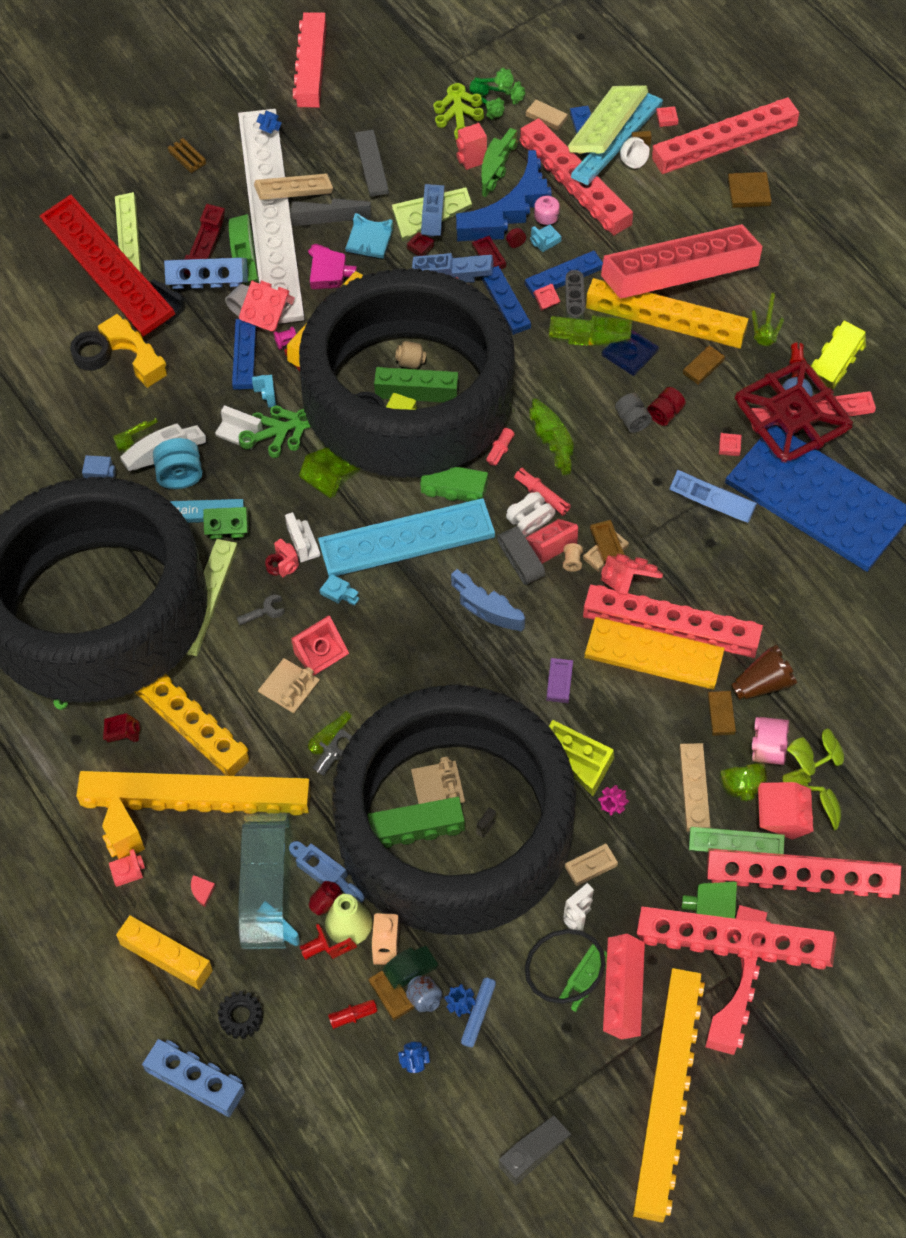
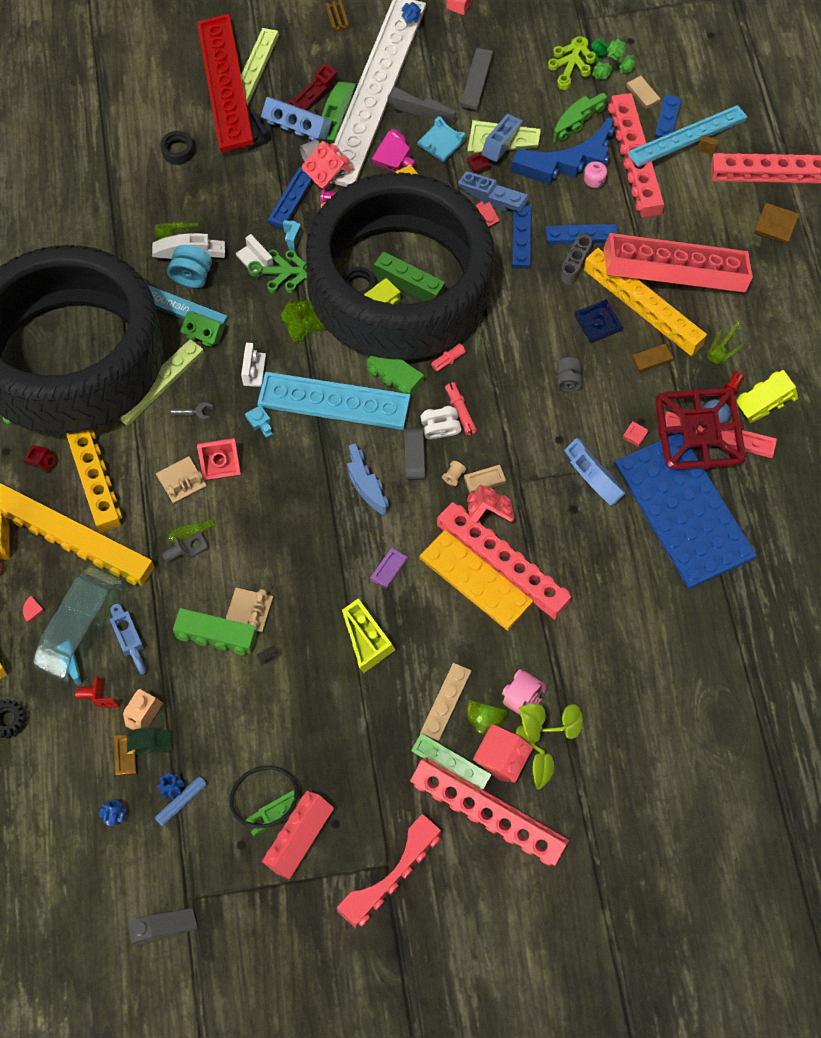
camera: 25 degrees right, 5 degrees up
(98, 467) = (131, 247): medium blue brick -> none
(147, 365) = (204, 145): yellow arch -> none
(268, 563) = (219, 375): dark red bush -> none
(289, 555) = (234, 381): coral bracket -> none
(293, 186) = (402, 74): tan plate -> none
(324, 897) = (114, 658): dark red brick -> none
(348, 919) = (122, 683): yellowish green cone -> none
(353, 1013) = (87, 757): red axle -> none
(410, 355) = (418, 252): tan head -> none
(424, 994) = (147, 767): sand blue head -> none
(446, 719) = (227, 557): black tyre -> none
(471, 146) = (562, 95): coral brick -> none
(486, 246) = (530, 186): dark red tile -> none
(516, 237) = (558, 187): dark red tile -> none
(545, 238) = (582, 197): medium azure bracket -> none
(546, 297) = (555, 248): coral tile -> none
(552, 538) = (444, 451): coral slope -> none
(554, 432) = (495, 364): clear neon green slope -> none
(577, 907) = (298, 754): white bracket -> none
(590, 332) = (574, 292): clear neon green slope -> none
(591, 864) = (329, 727): tan plate -> none
(606, 539) = (488, 470): pearl gold tile -> none
(608, 119) = (687, 116): yellowish green plate -> none
(613, 800) = (374, 683): dark pink gear -> none
(634, 152) = (695, 153): white hair -> none
(652, 919) = (456, 885): coral brick -> none
(666, 406) = (601, 379): dark red wheel -> none
(667, 116) = (743, 132): coral tile -> none
(667, 1096) = (284, 935): yellow brick -> none
(713, 900) = (404, 803): bright green torso -> none
(721, 713) = (501, 652): pearl gold tile -> none
(765, 675) = (550, 638): reddish brown cone -> none

